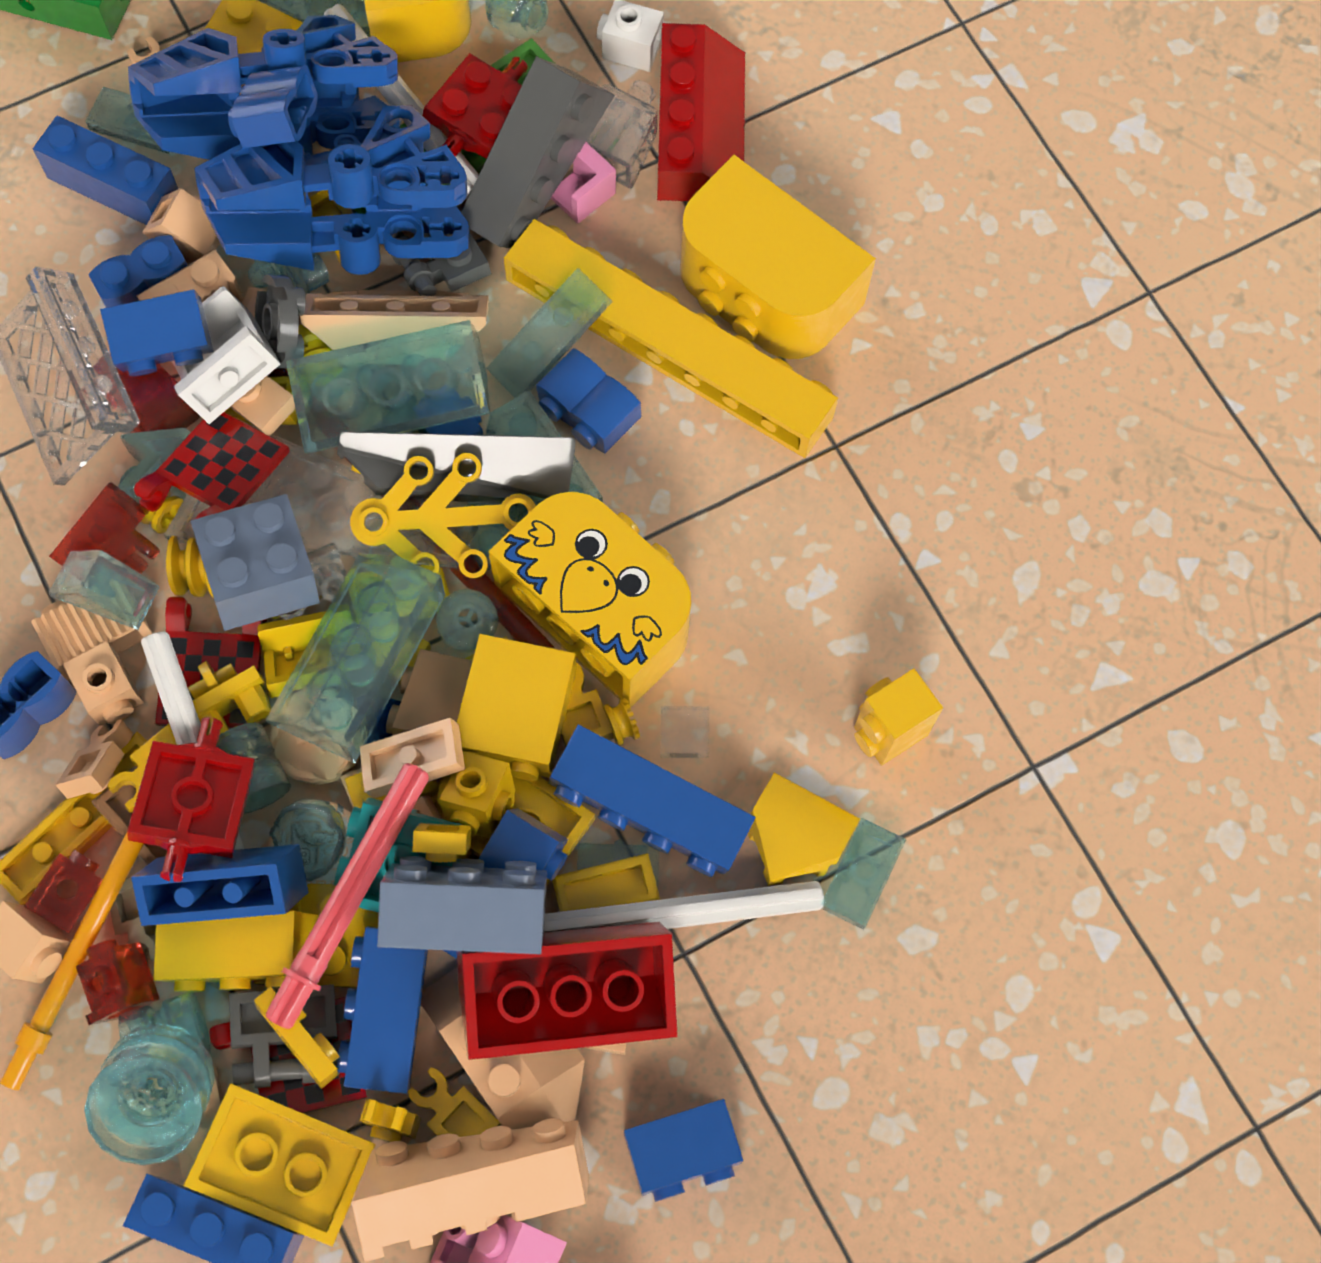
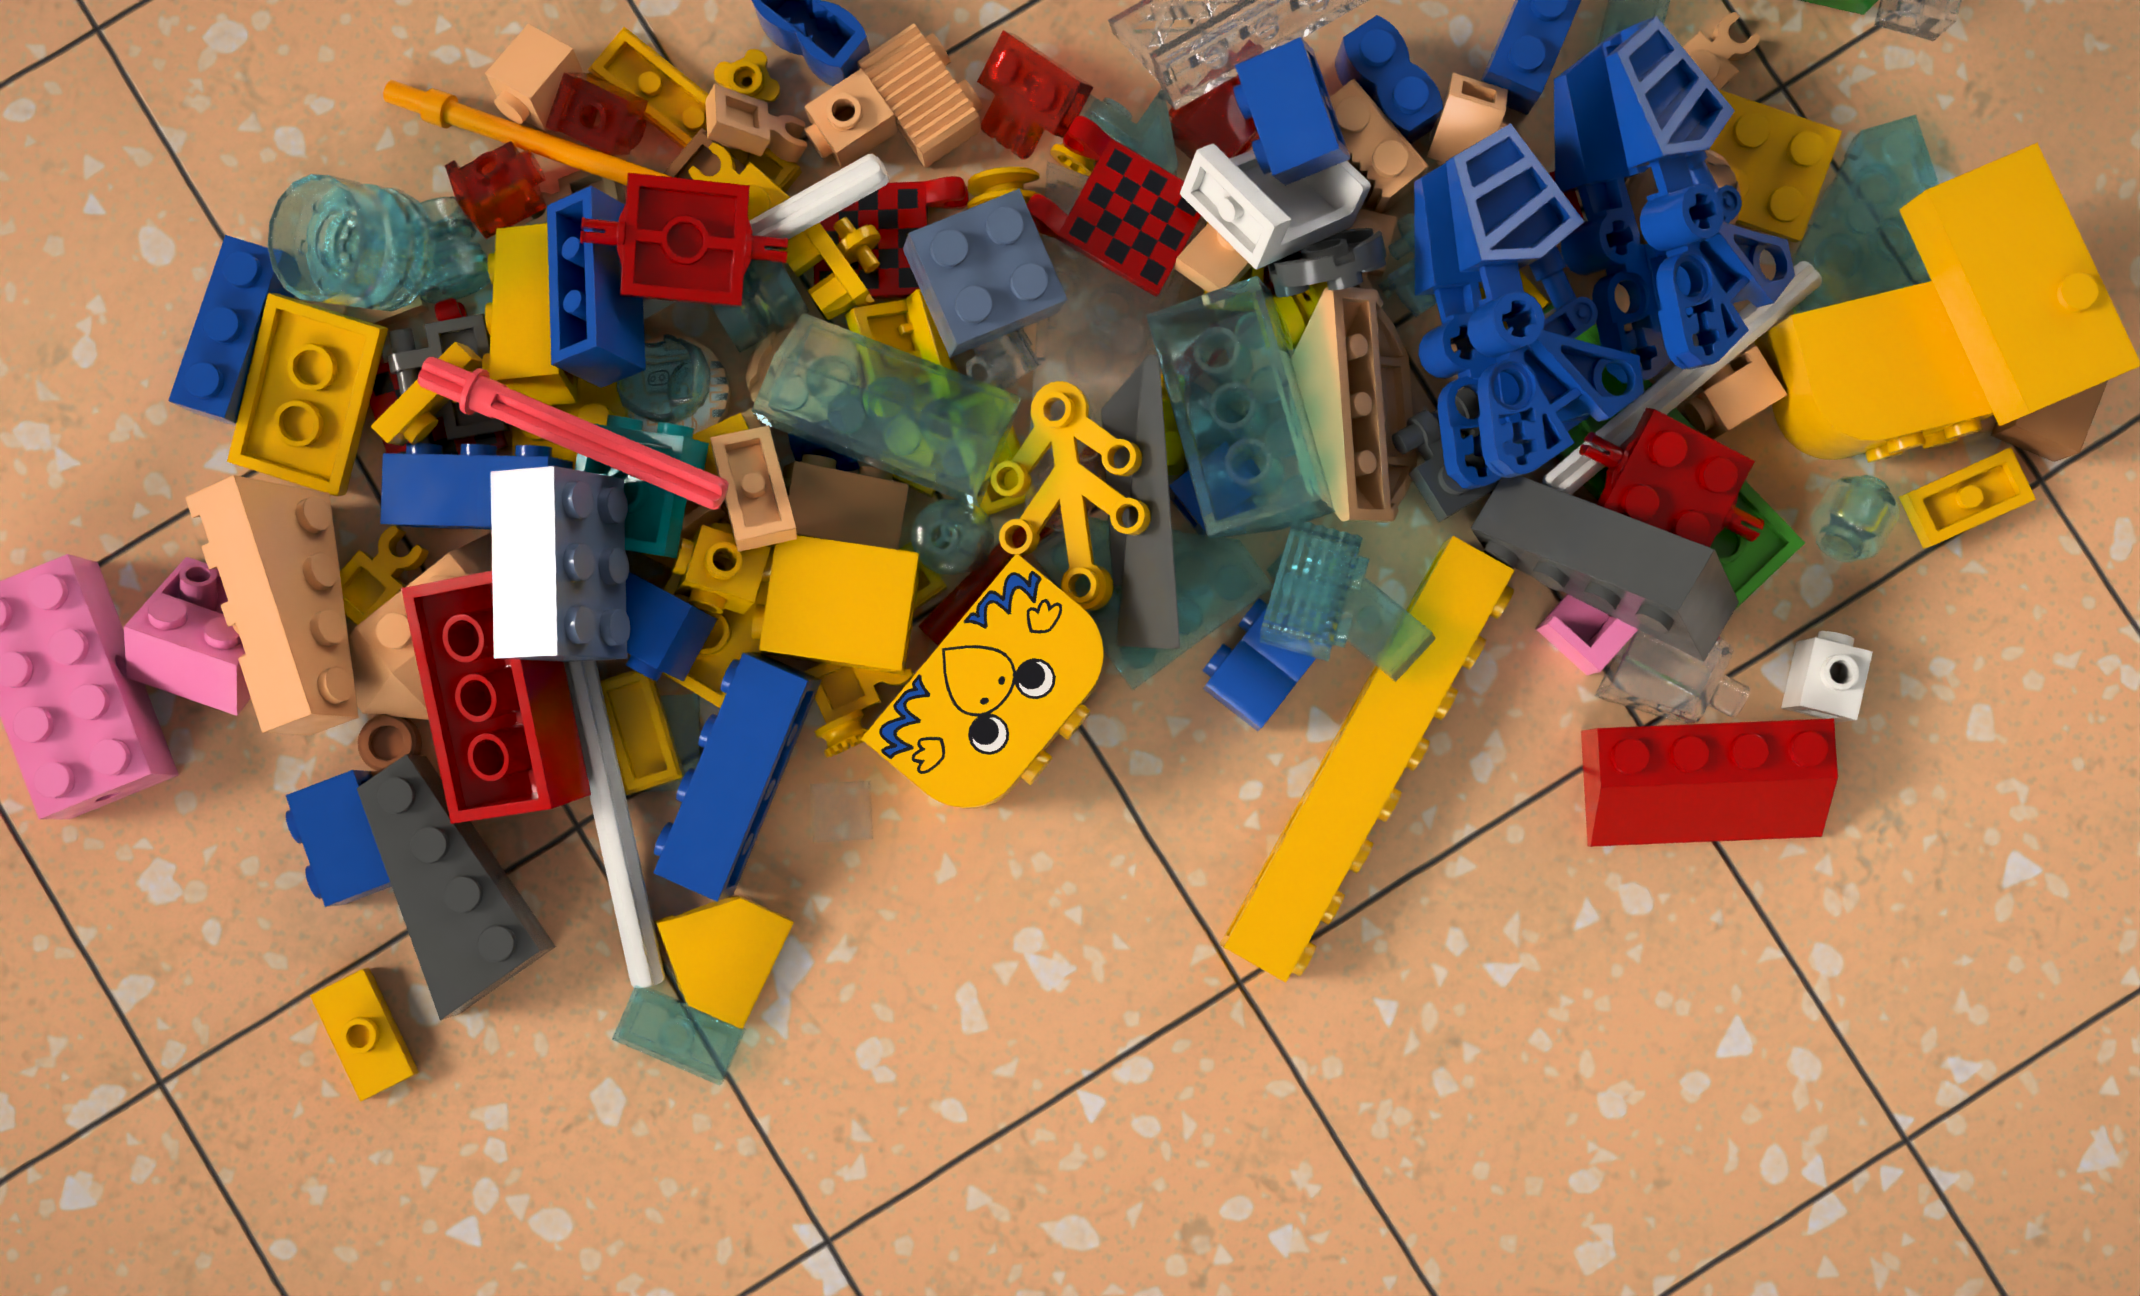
camera: 85 degrees right, 15 degrees up
(43, 764) = (752, 66): none -> yellow plate
(104, 587) = (952, 100): clear light blue slope -> none
(273, 107) = (1597, 212): blue brick -> none
(389, 1122) = (358, 508): yellow plate -> none
(419, 67) = (1734, 394): none -> light nougat brick
(441, 841) = (638, 532): yellow plate -> none
(537, 348) = (1312, 590): none -> clear light blue brick
(601, 1112) = (387, 740): none -> nougat tile
(742, 1049) = (450, 888): none -> dark grey wedge
(770, 263) = (1475, 882): yellow brick -> none
(854, 1145) = (364, 1034): none -> yellow plate
(895, 716) = (856, 1067): yellow brick -> none

